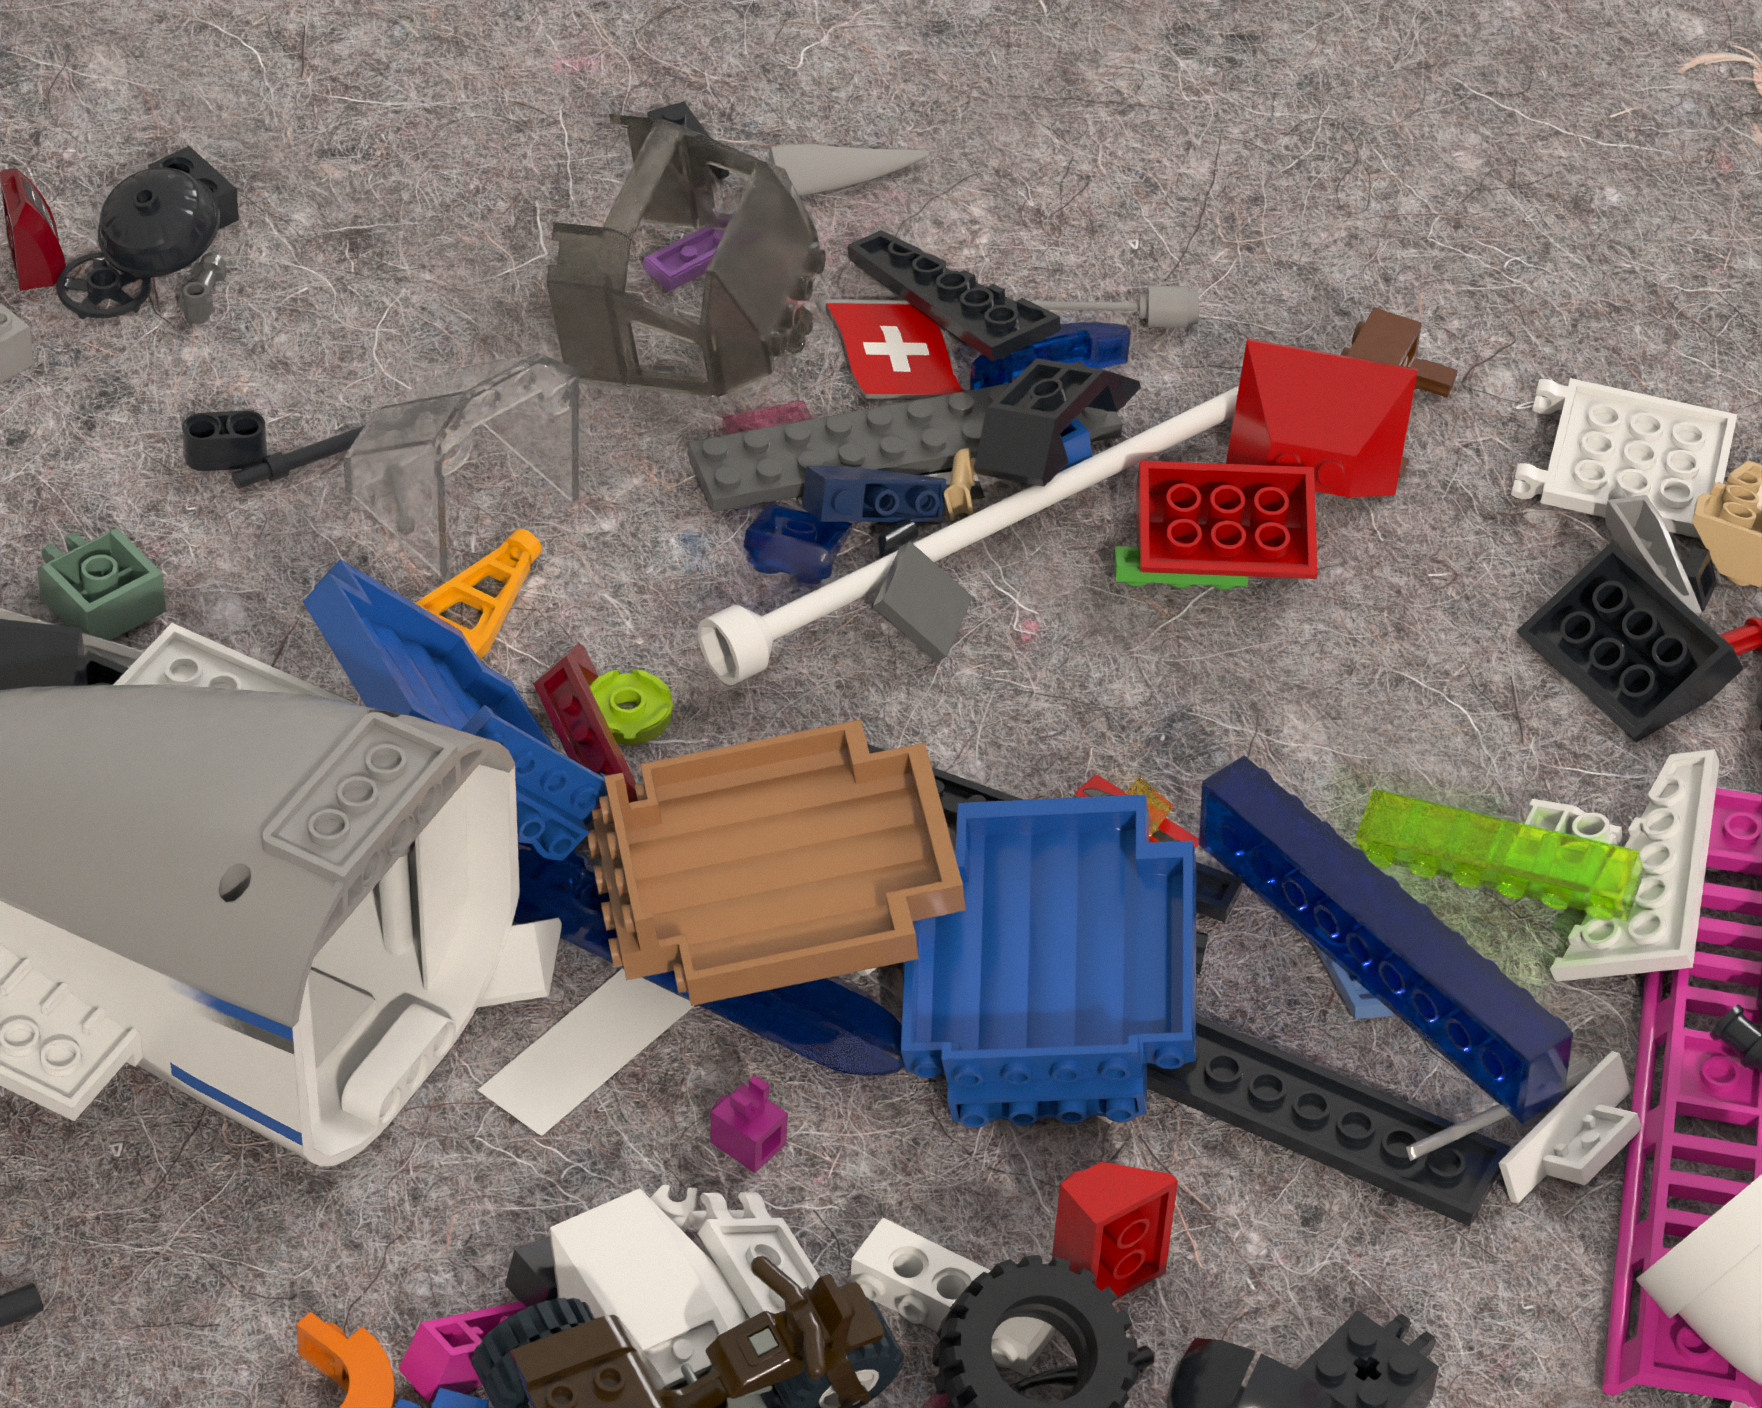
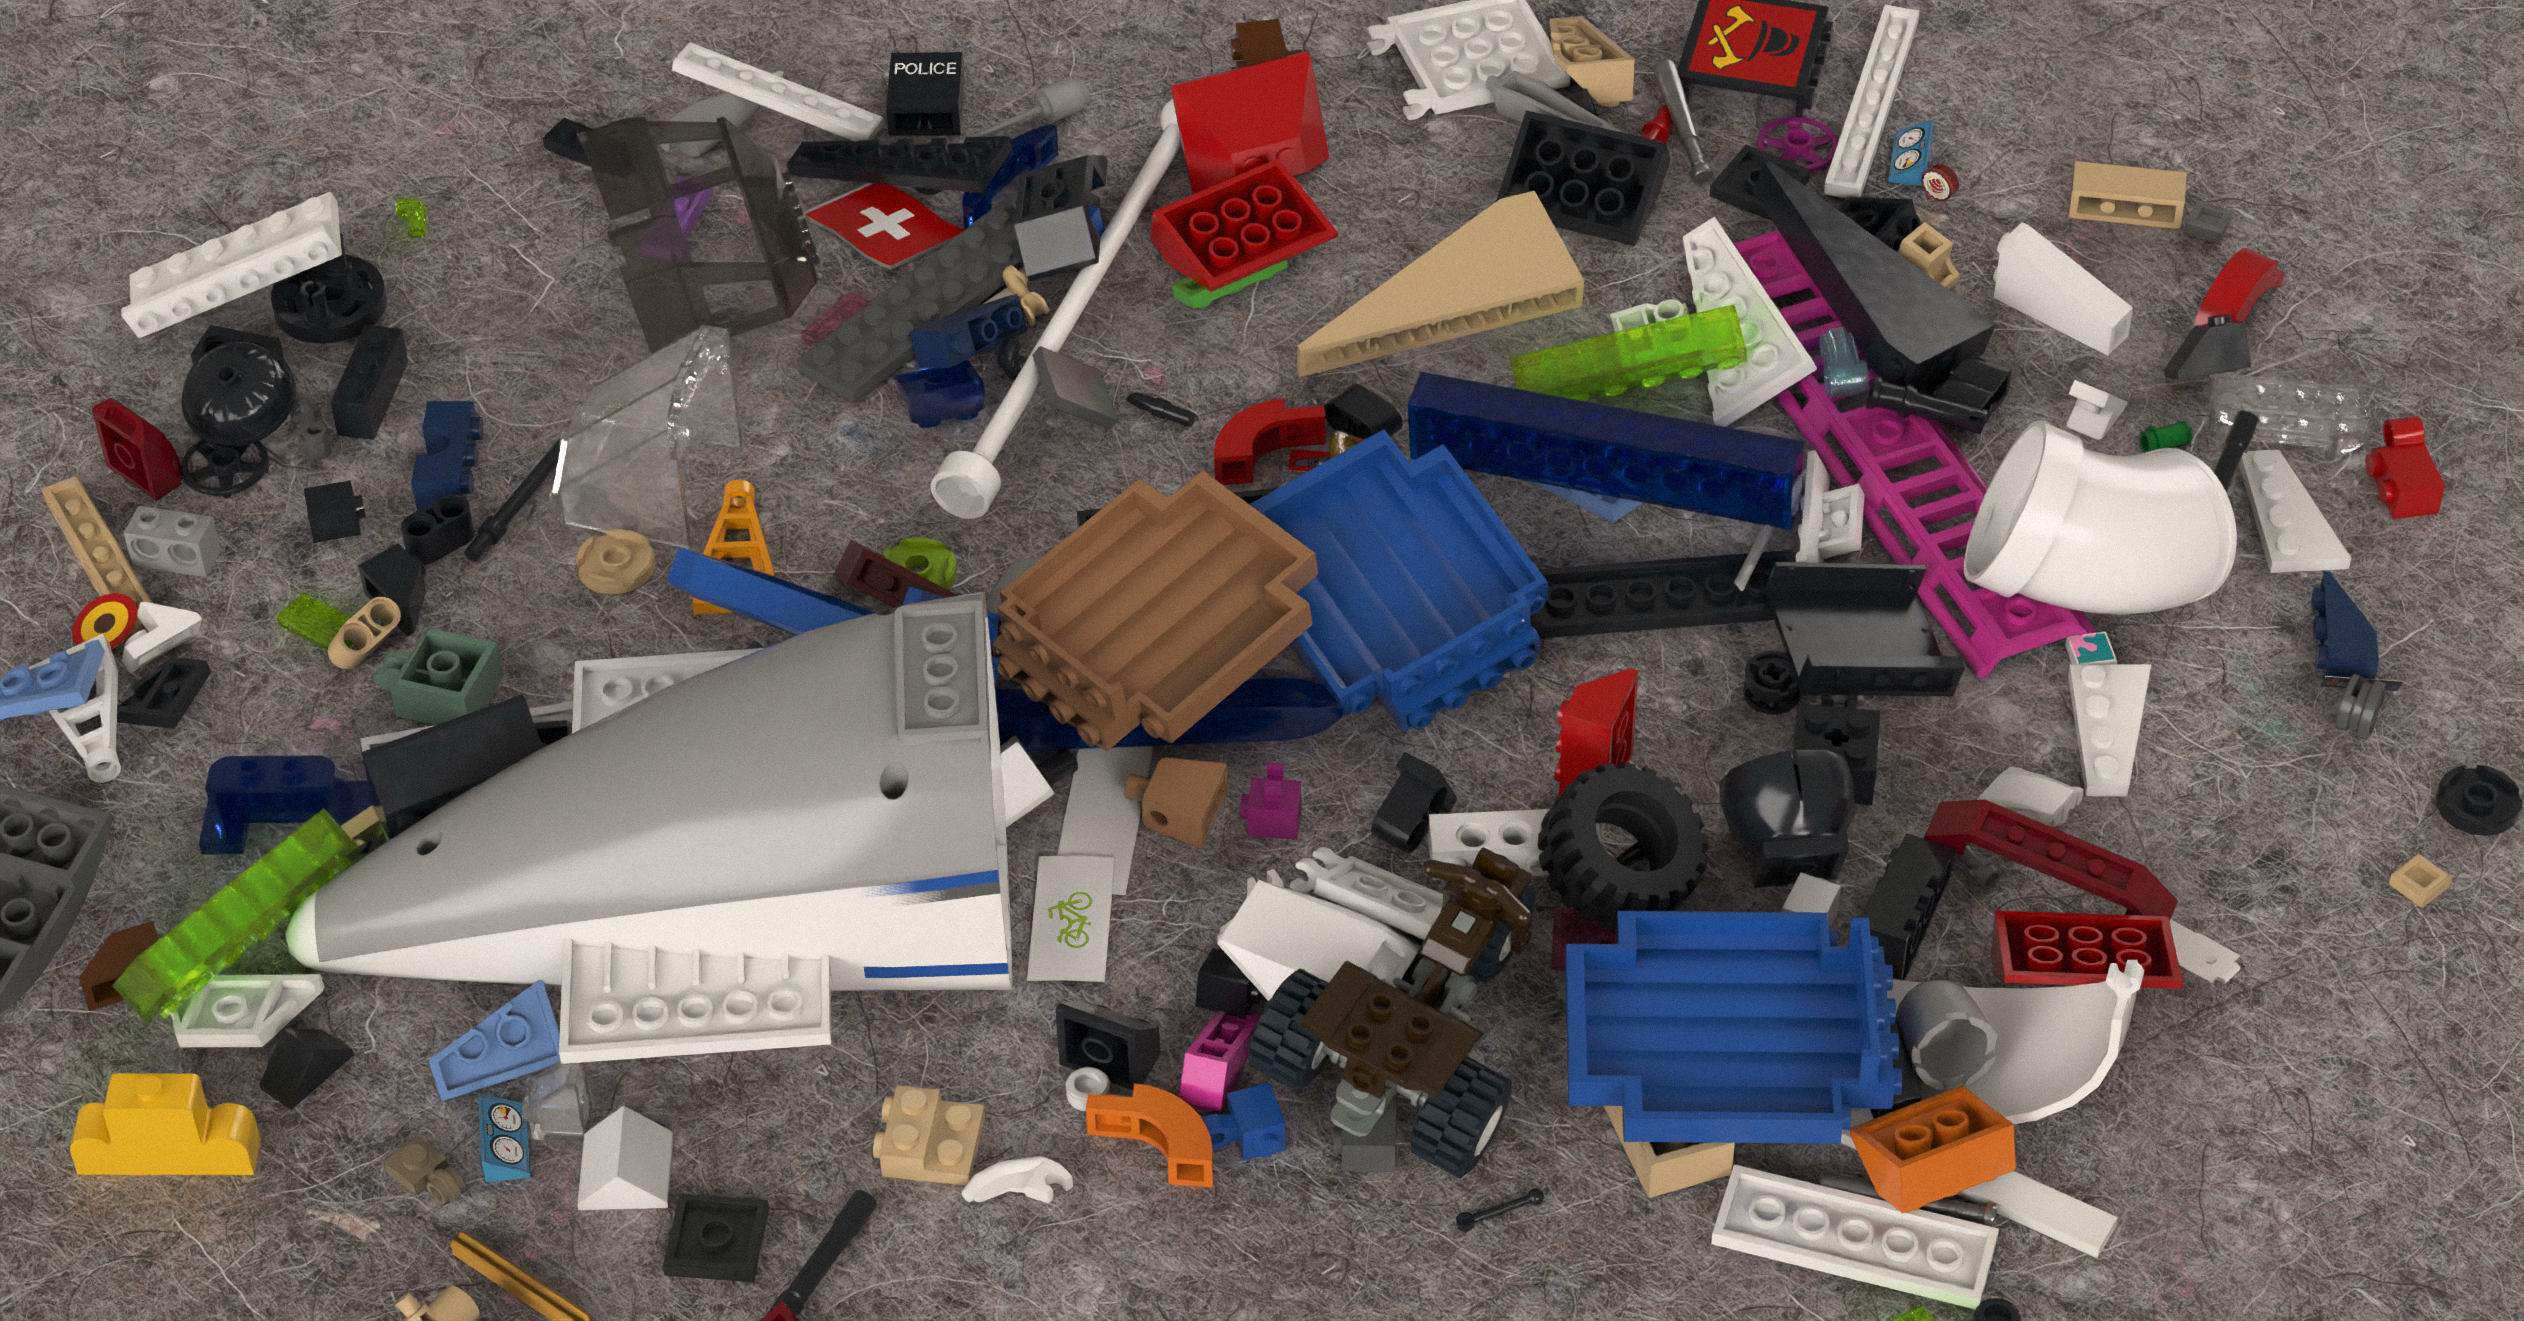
camera: 30 degrees left, 0 degrees up
(53, 478) = (313, 620): none -> clear neon green tile
(69, 498) = (364, 633): none -> tan beam
(144, 476) = (399, 578): none -> black slope
(145, 1269) = (928, 1137): none -> tan plate
(150, 376) = (334, 511): none -> black brick
(195, 1356) = (1018, 1175): none -> white piece
(254, 99) = (233, 265): none -> white bracket
(286, 269) = (369, 382): none -> black brick
(315, 358) = (451, 448): none -> dark blue arch
(323, 151) = (307, 293): none -> black piece
(336, 1304) = (1085, 1082): none -> white tile
(366, 546) = (615, 562): none -> tan tile
(381, 1269) = (1106, 1041): none -> black slope
(469, 1131) = (1071, 918): none -> white sticker
(471, 128) = (416, 213): none -> clear neon green arm
(577, 973) = (1058, 766): none -> black pin
(670, 1068) = (1181, 798): none -> medium nougat torso
(885, 1190) = (1406, 810): none -> black tile
(897, 172) = (777, 93): none -> white tile
(1002, 667) = (1162, 408): none -> black piece
(1041, 239) = (925, 94): none -> black brick
(1062, 739) = (1260, 431): none -> red arch
(1181, 769) = (1362, 413): none -> black beam
(1371, 1273) = (1771, 681): none -> black wheel
(1430, 695) = (1481, 277): none -> tan slope
(1503, 1271) = (1858, 630): none -> black panel
(1719, 982) = (1842, 368): none -> clear light blue piece

